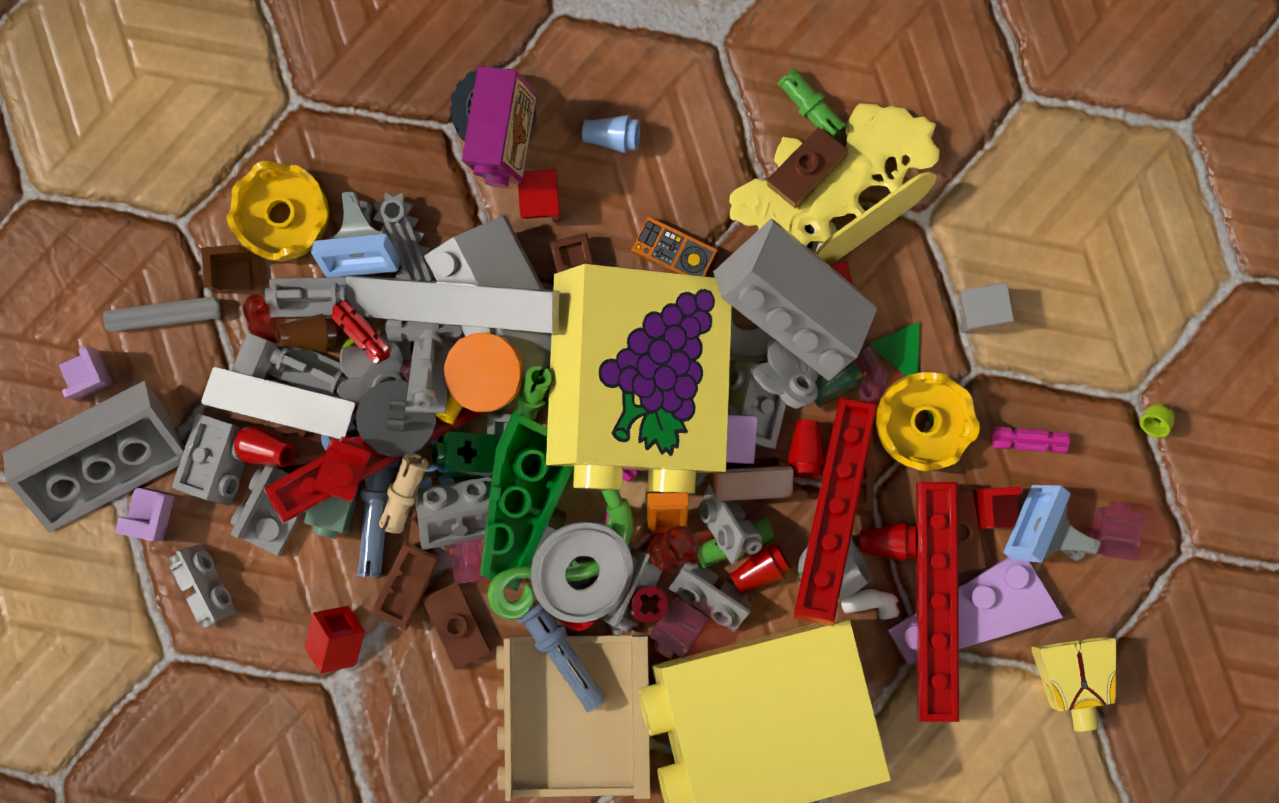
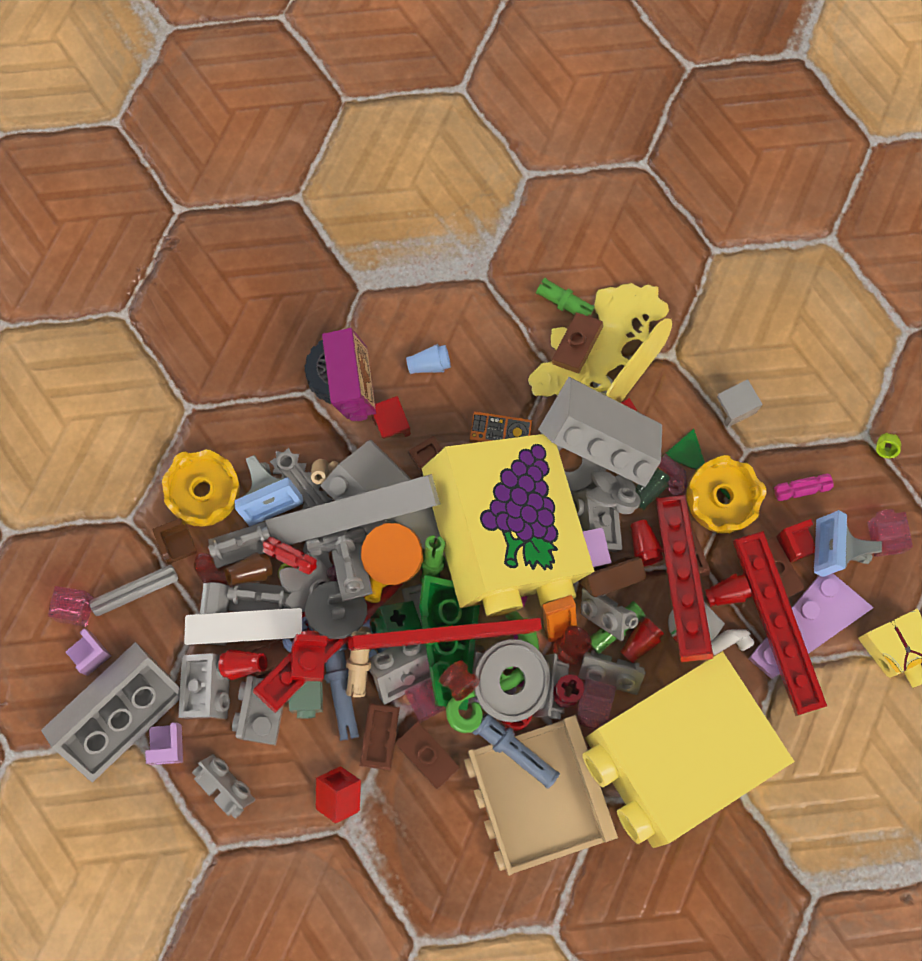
camera: 15 degrees left, 10 degrees down
(78, 312) = (70, 606): none -> clear pink brick
(434, 234) = (321, 470): none -> tan arm
(514, 494) = (444, 634): none -> red tile
(515, 555) = (459, 680): none -> clear red wheel

